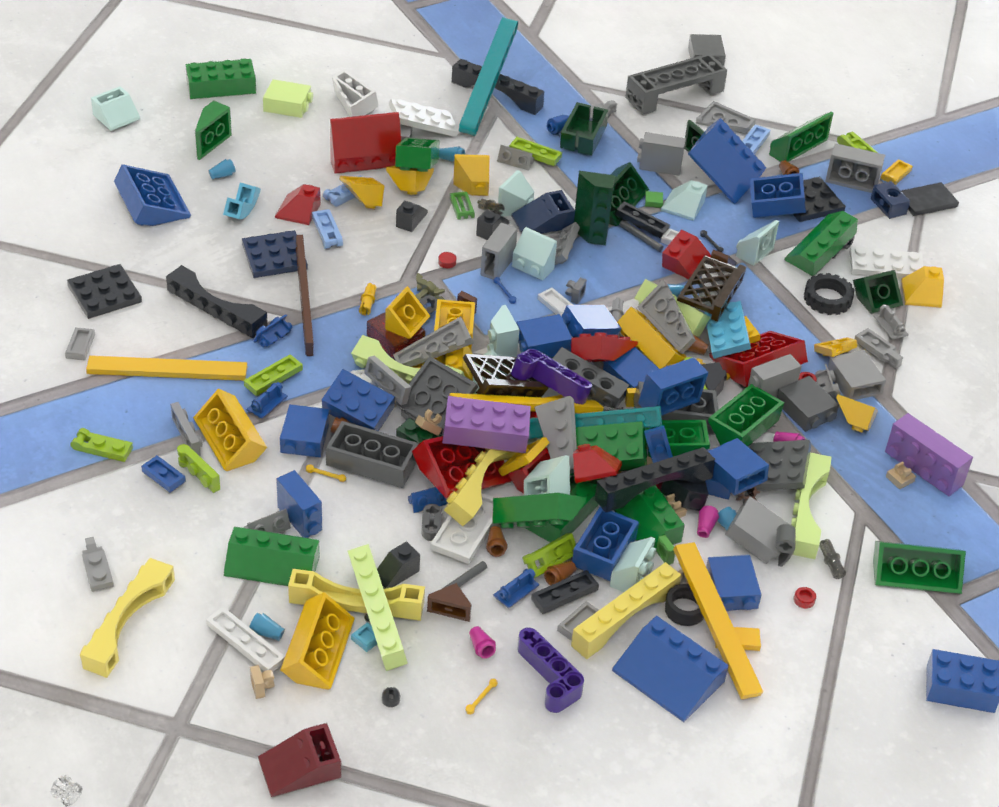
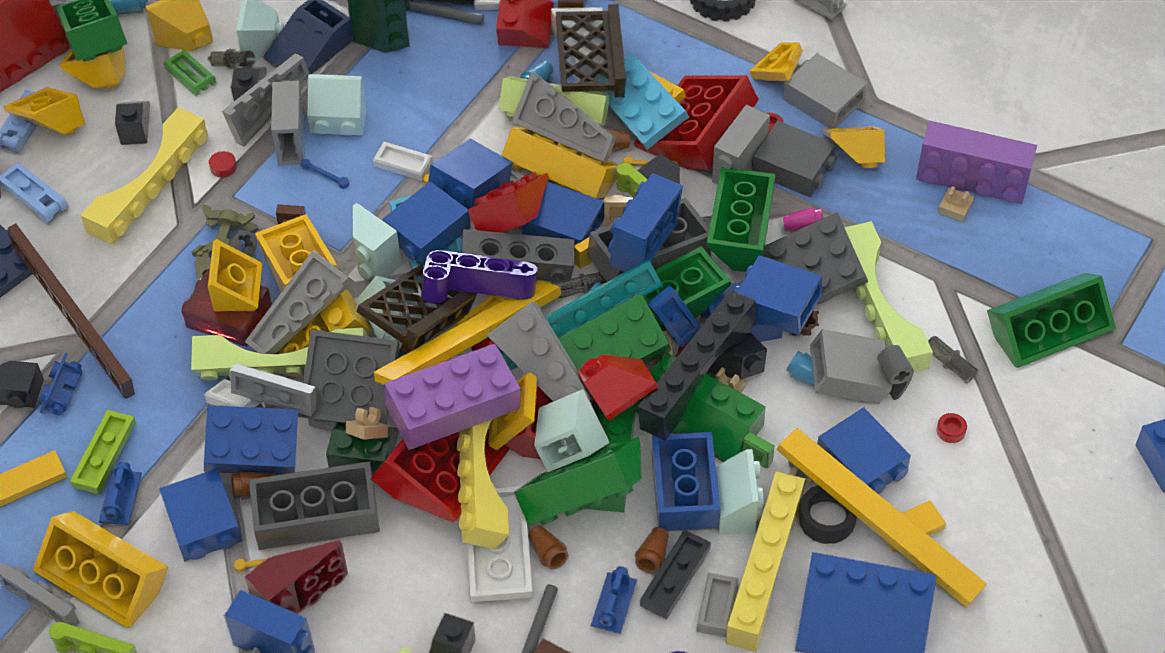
camera: 25 degrees left, 10 degrees up
(337, 484) = (298, 576): none -> dark red slope
(367, 299) = (156, 273): yellow axle -> none
(371, 256) = (114, 212): none -> light yellow arch
(425, 497) = (422, 534): blue hinge -> none
(432, 522) = (454, 559): dark grey beam -> none
(477, 234) = (254, 107): none -> light grey wing
(551, 554) = (628, 531): lime plate -> none
(565, 242) = (359, 63): light grey plate -> none
(576, 290) = (417, 131): flat silver tile -> none
(617, 307) = (486, 135): light grey axle -> none
(706, 520) = (778, 380): dark pink cone -> none
(825, 380) = (794, 112): light grey hinge -> none
(879, 347) = (826, 38): light grey hinge -> none

